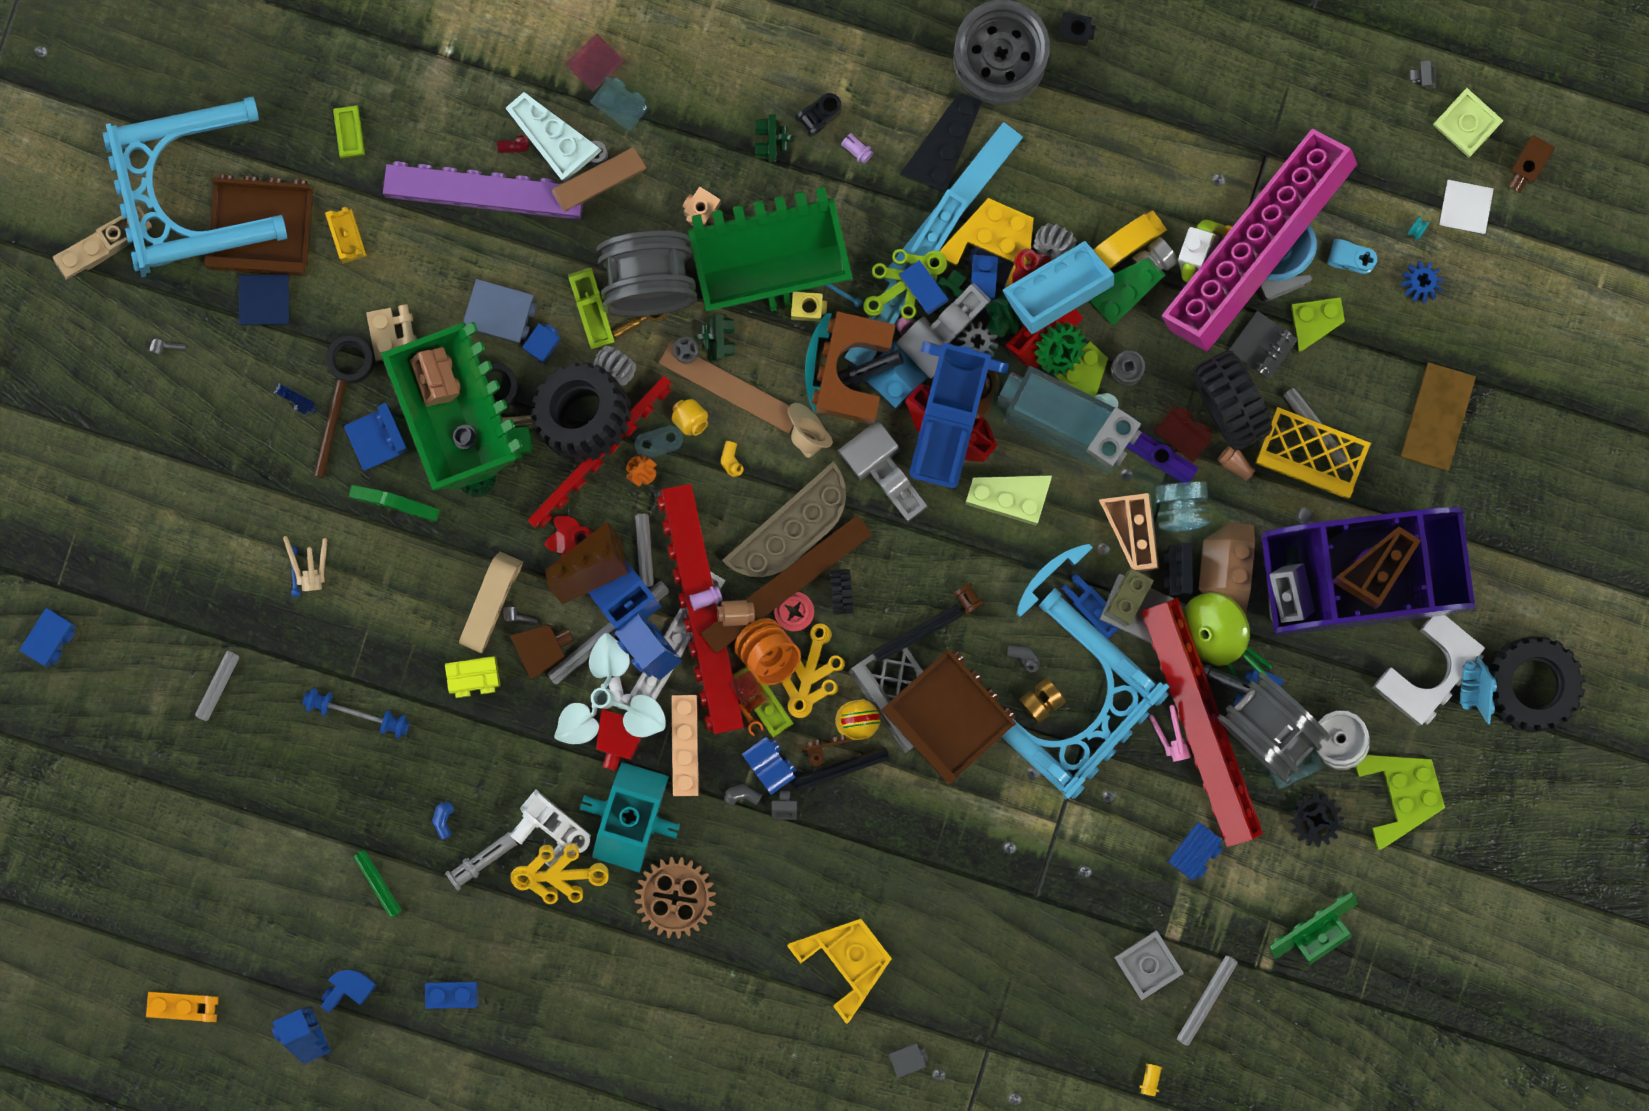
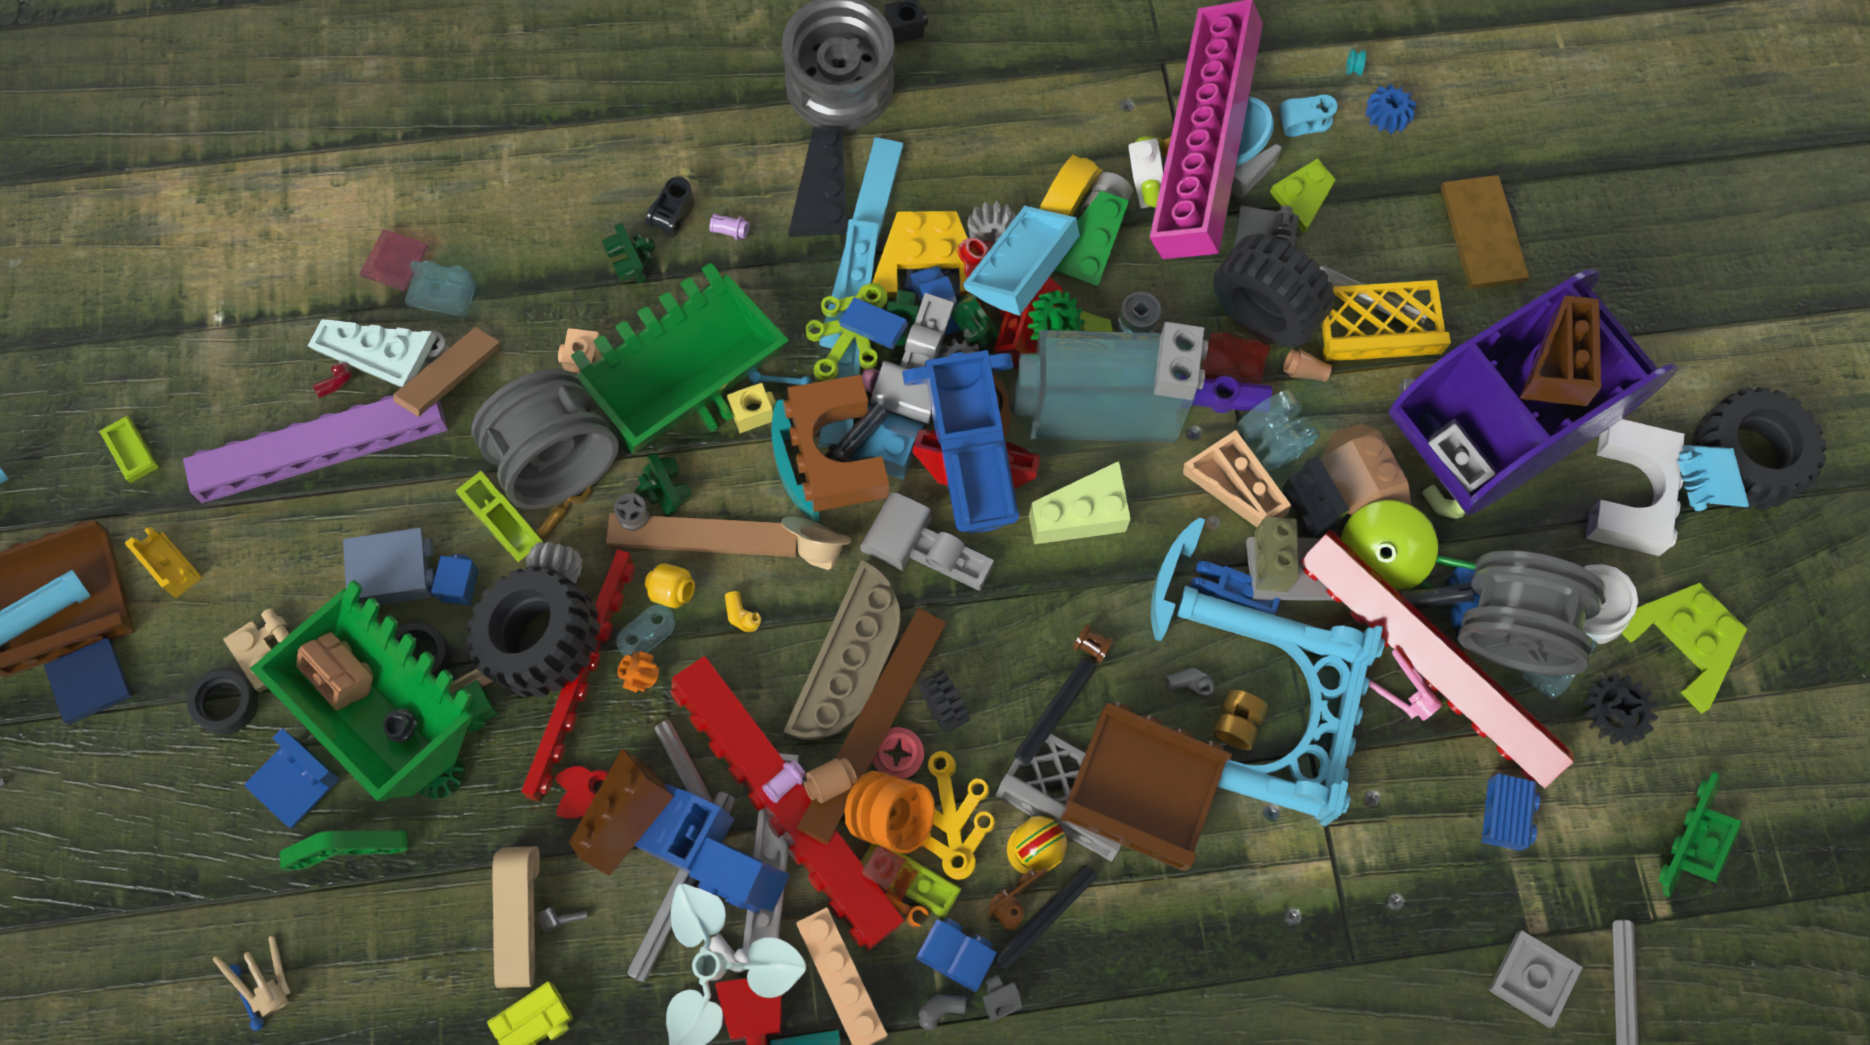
camera: 30 degrees left, 15 degrees down
(300, 403) = (176, 781): clear blue plate -> none
(330, 429) = (228, 798): reddish brown bar -> none
(541, 648) = (605, 944): reddish brown torso -> none
(1466, 206) = (1388, 28): white sticker -> none

